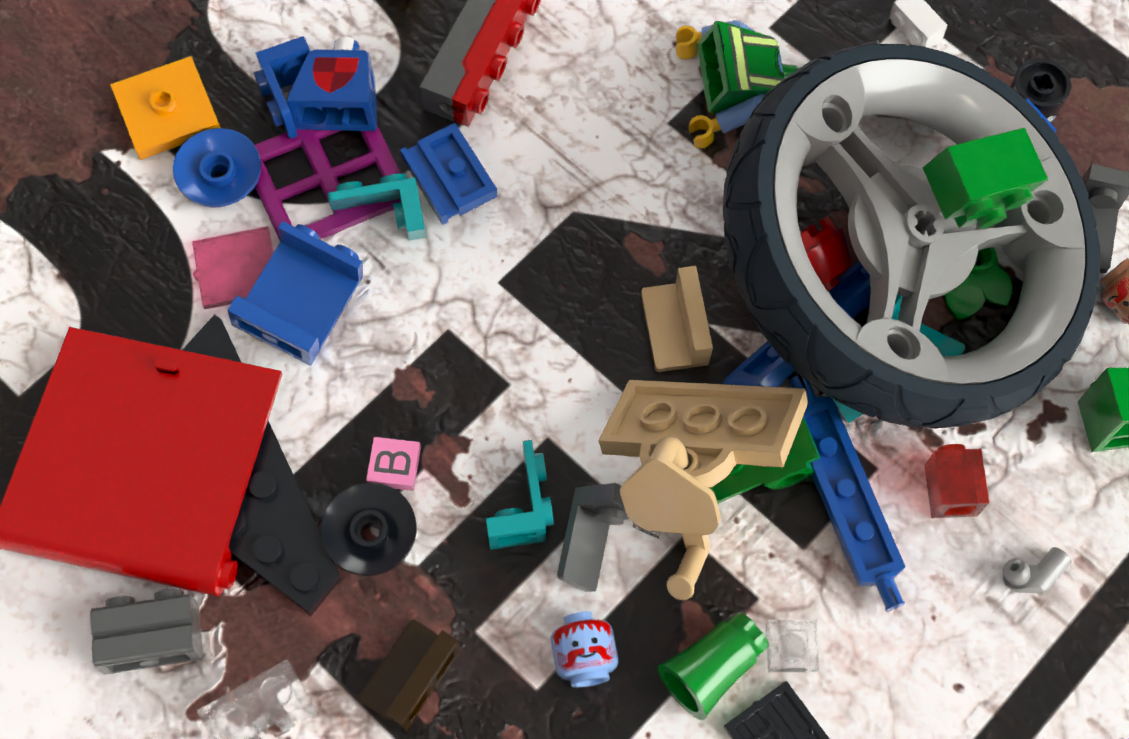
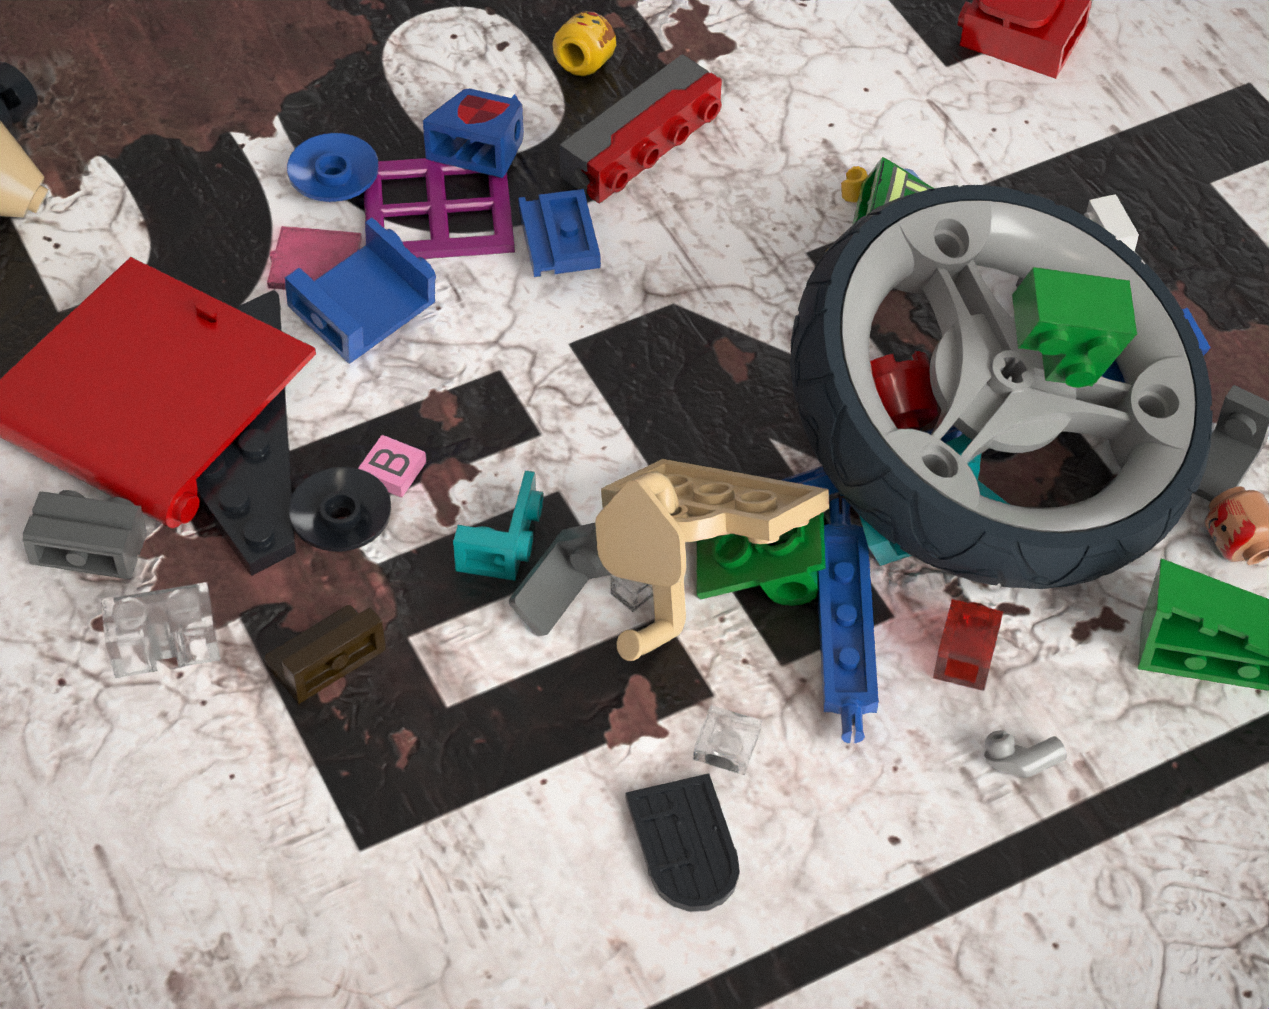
camera: 20 degrees right, 15 degrees down
(164, 107) = (305, 107): light orange plate -> none
(280, 69) = (426, 97): blue bracket -> none
(391, 187) = (494, 226): teal bracket -> none
(584, 650) = (508, 678): light blue head -> none
(677, 323) = (735, 424): tan panel -> none
(713, 664) = (635, 726): green plant -> none
(983, 283) = (1063, 473): green plate -> none
(1044, 85) = (1217, 310): black wheel -> none

